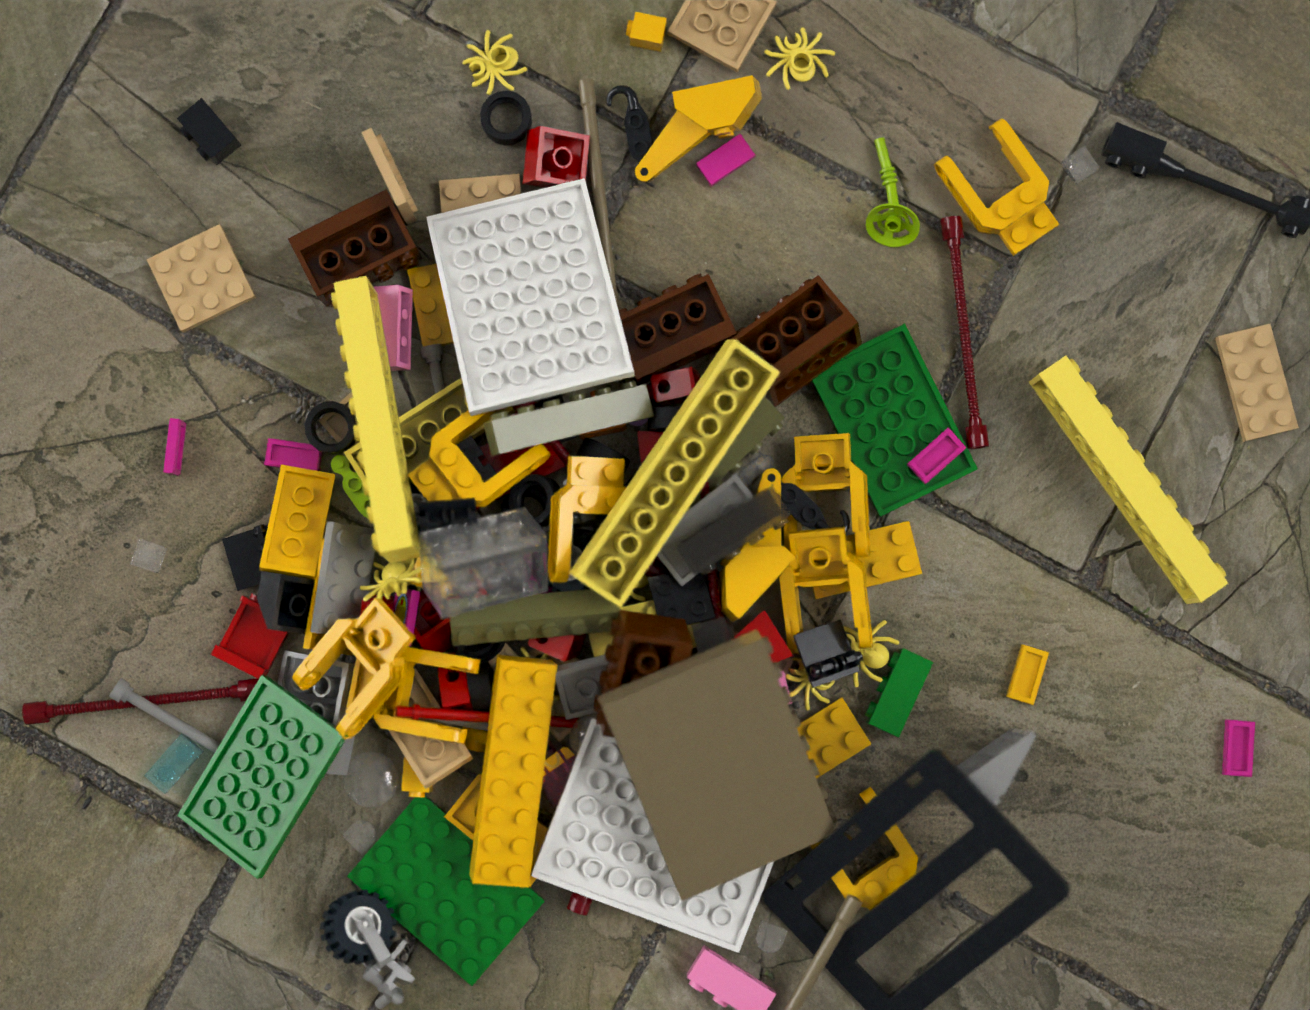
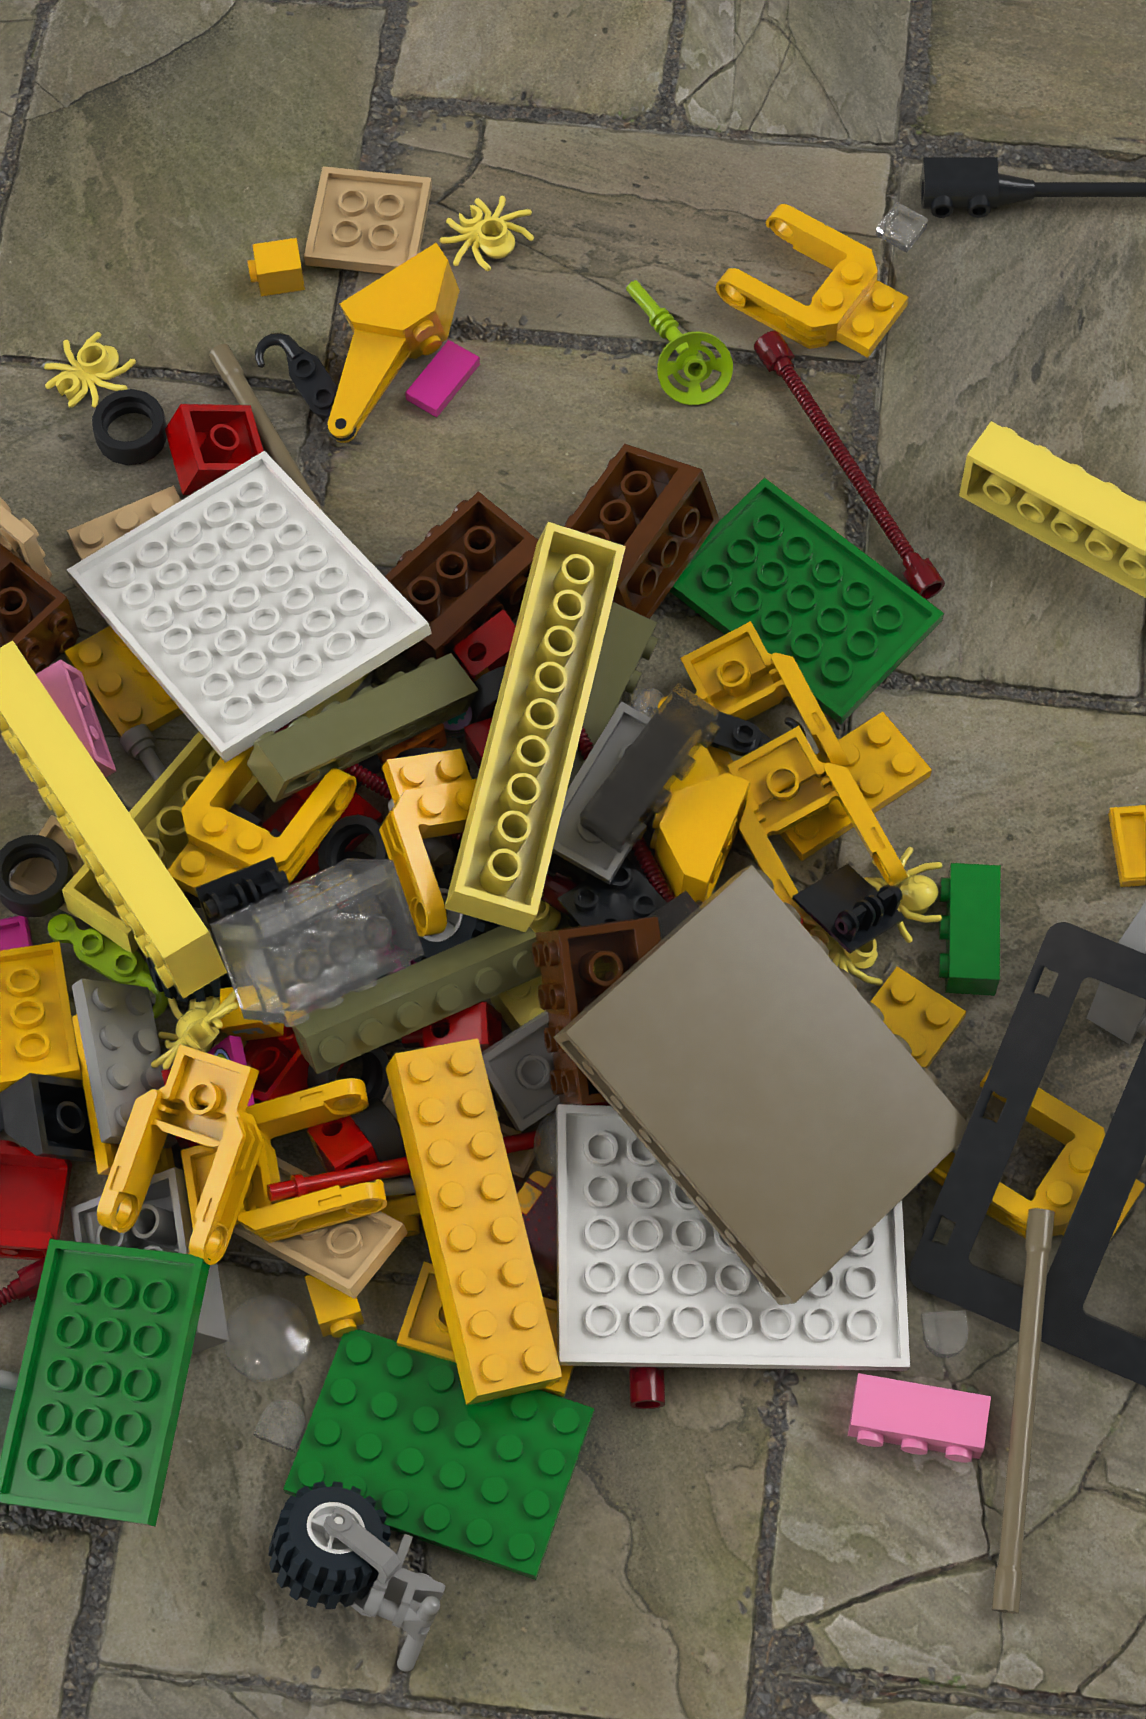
camera: 20 degrees left, 20 degrees down
(936, 456) = (881, 614): dark pink tile -> none

